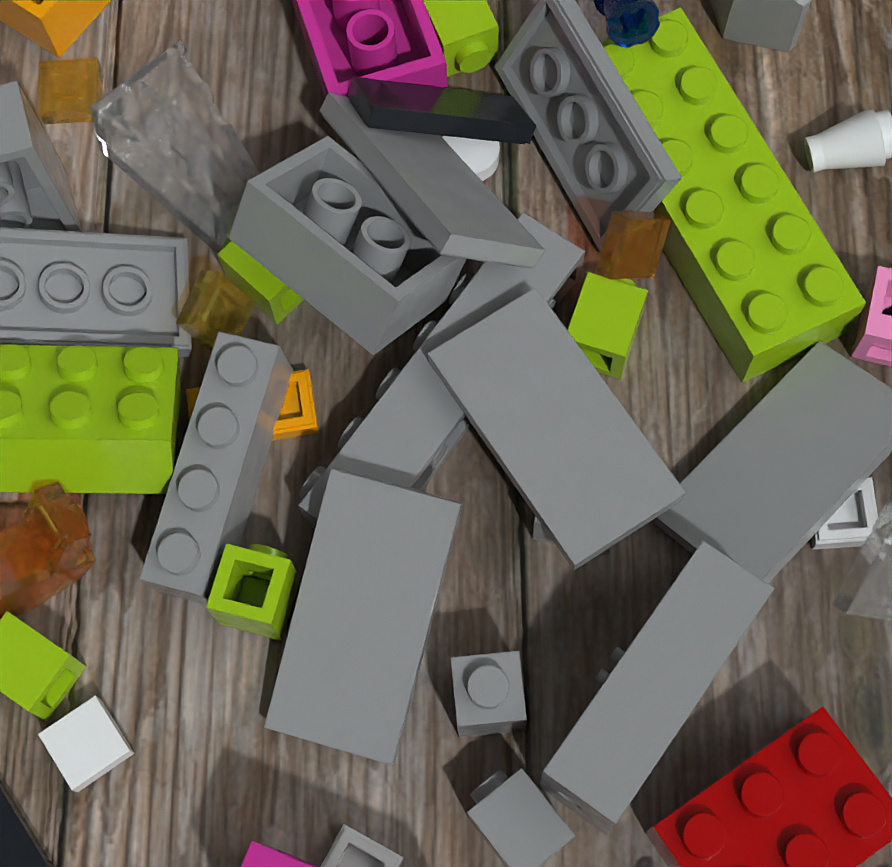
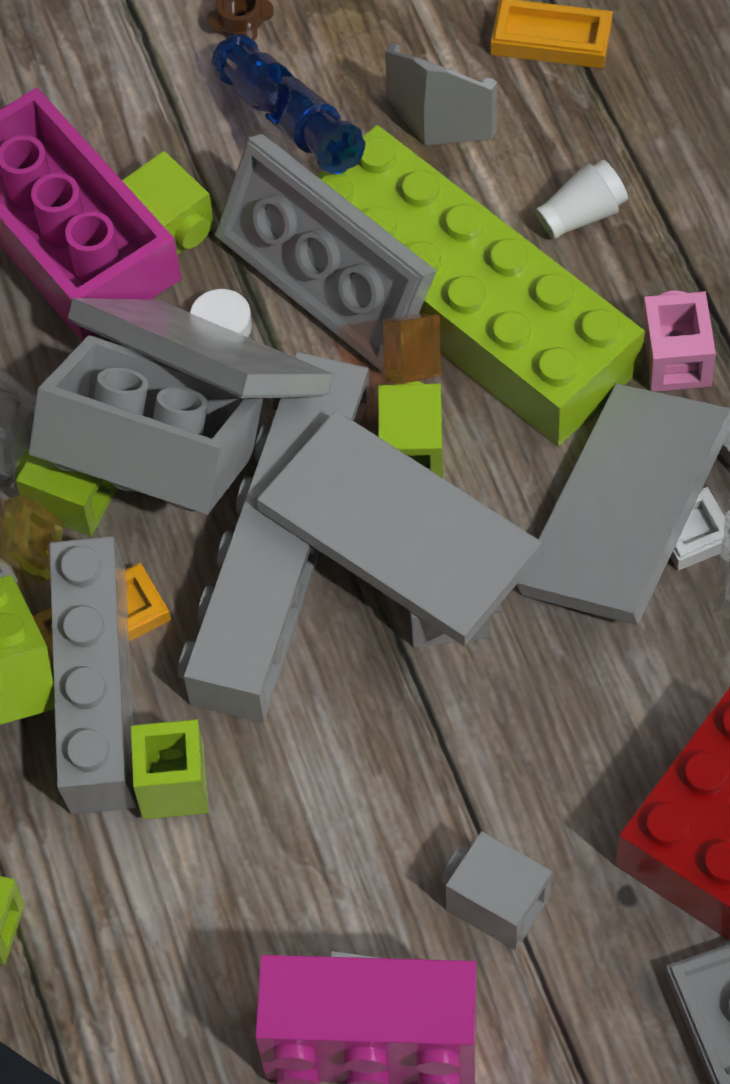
camera: 20 degrees left, 10 degrees down
(86, 744) = (54, 968): white tile -> none
(363, 615) = (282, 753): light grey tile -> none
(440, 111) = (184, 285): black tile -> none
(488, 694) = (426, 786): light grey brick -> none
(654, 687) = (576, 722): light grey brick -> none

